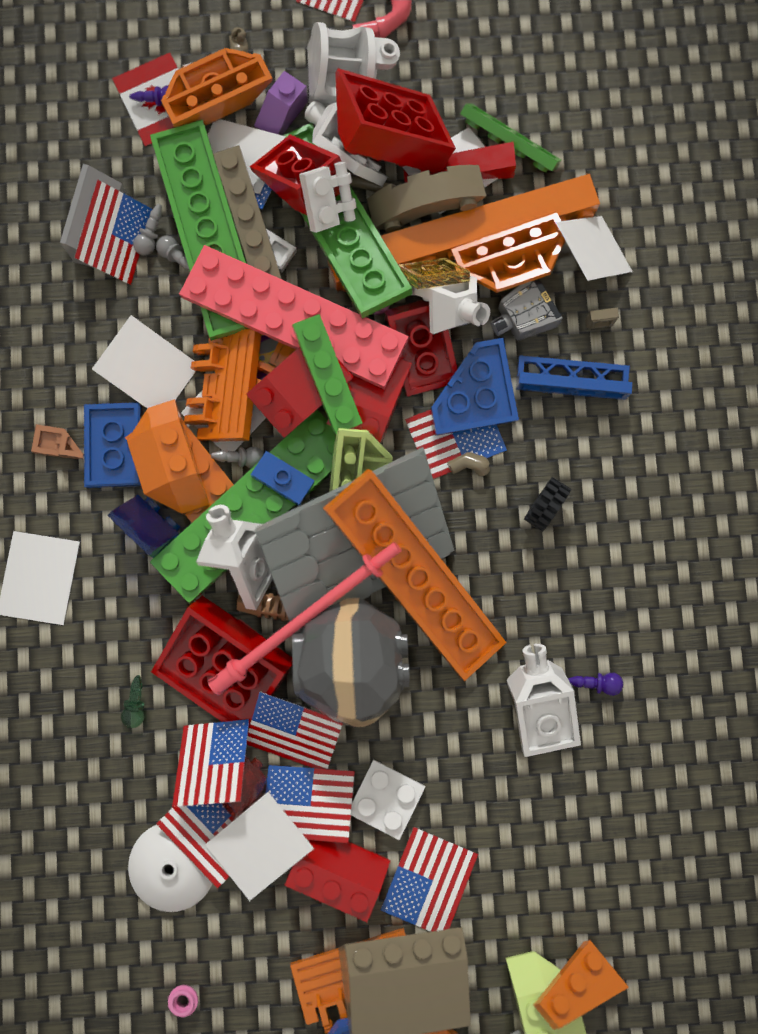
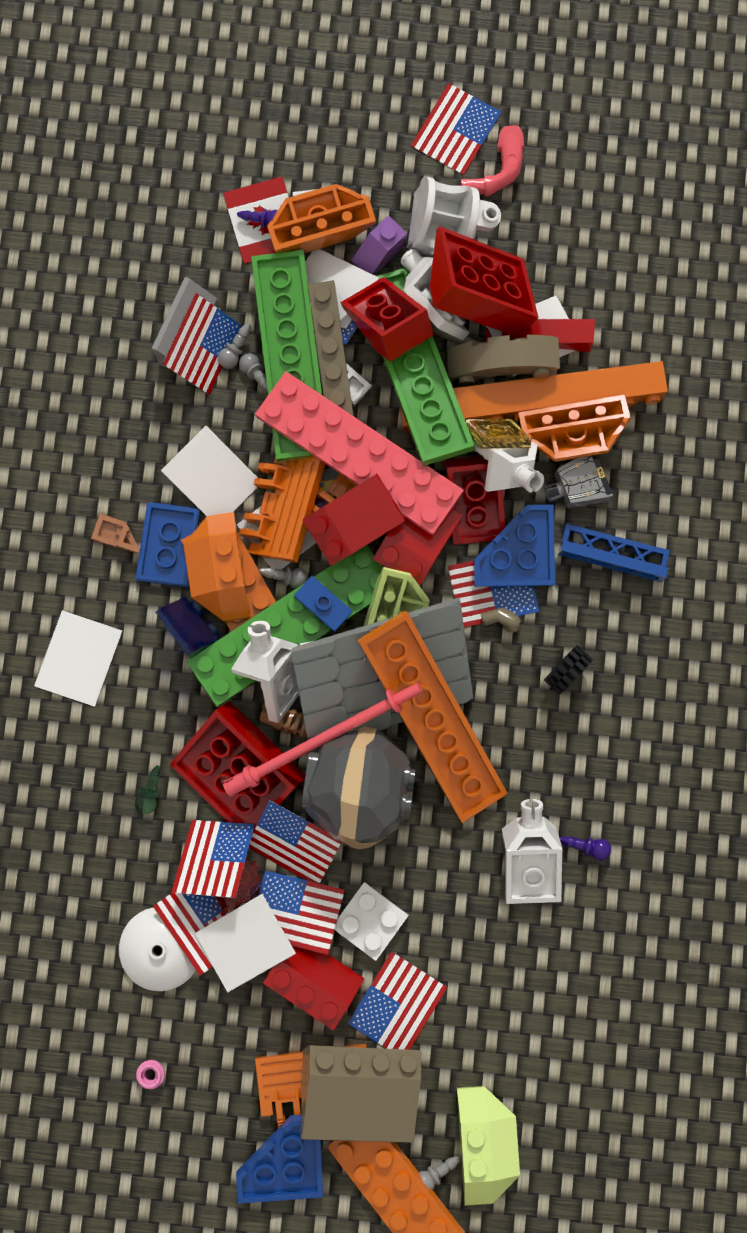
camera: 10 degrees right, 0 degrees up
(237, 40) = (349, 177): dark tan arm -> none
(320, 198) = (402, 346): white plate -> none
(326, 373) = (381, 513): bright green plate -> none
(501, 132) = (586, 306): bright green plate -> none
(579, 987) = (520, 1124): orange wing -> none
(594, 247) = (654, 433): white sticker -> none
(601, 318) = (650, 501): dark tan tile -> none

